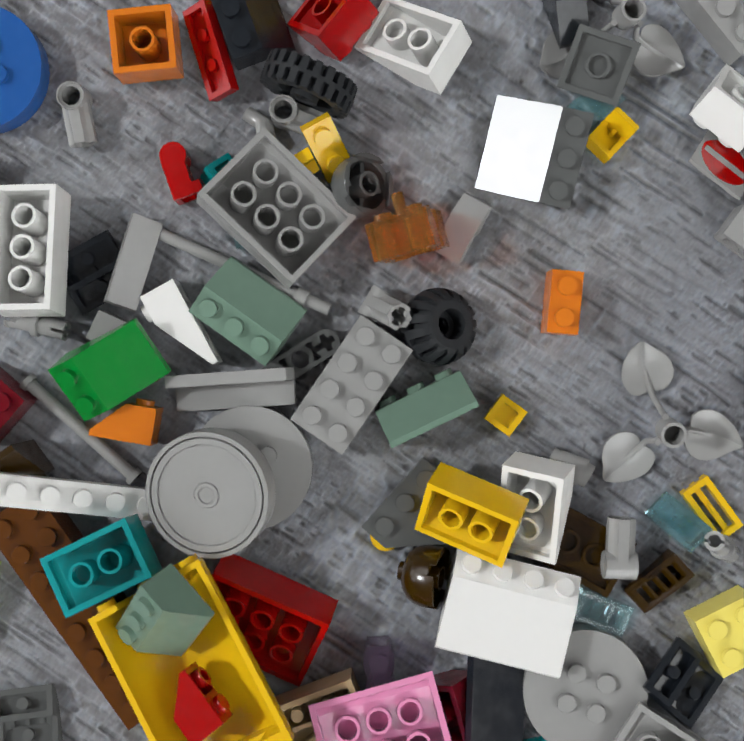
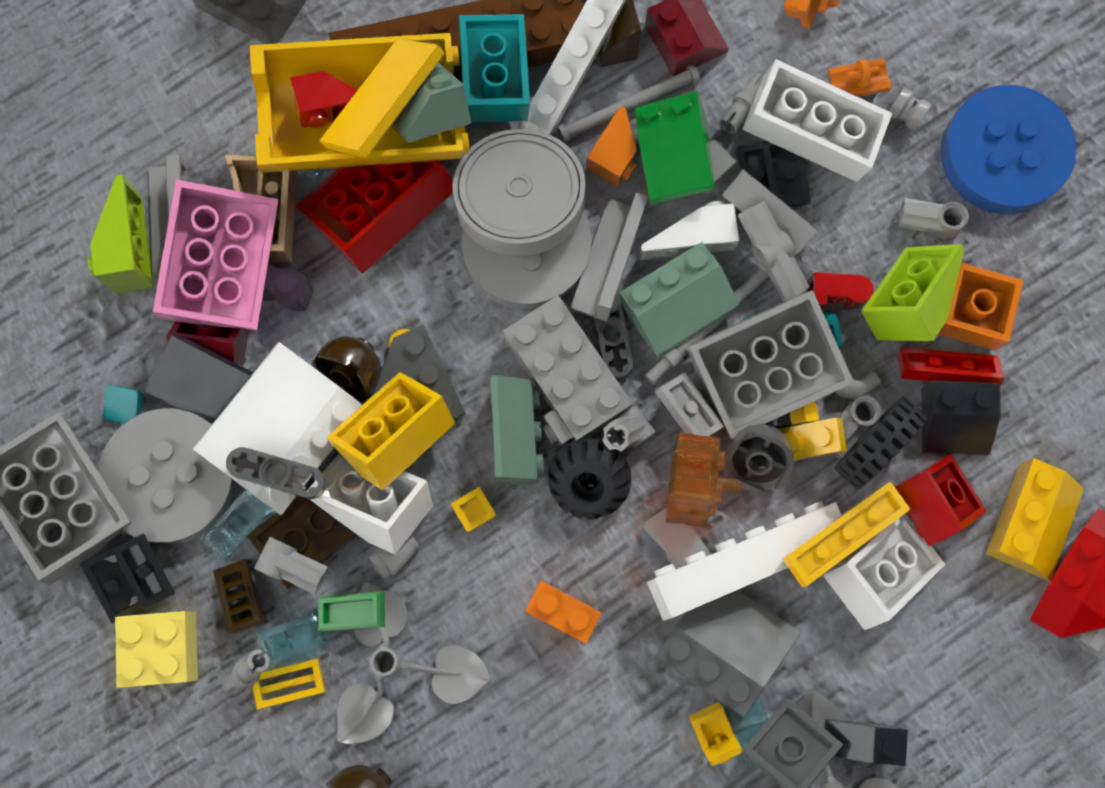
camera: 110 degrees right, 10 degrees down
(157, 102) = (915, 294): none -> lime slope
(169, 244) = (773, 251): none -> light grey piece
(180, 654) = (382, 97): none -> yellow tile
(344, 263) = (689, 407): none -> light grey panel
(401, 85) = (846, 534): none -> yellow plate
(408, 373) = (556, 429): none -> light grey plate
(455, 160) = (736, 564): none -> white brick
(564, 619) = (255, 457): none -> dark grey beam
(633, 481) = (351, 612): none -> tile

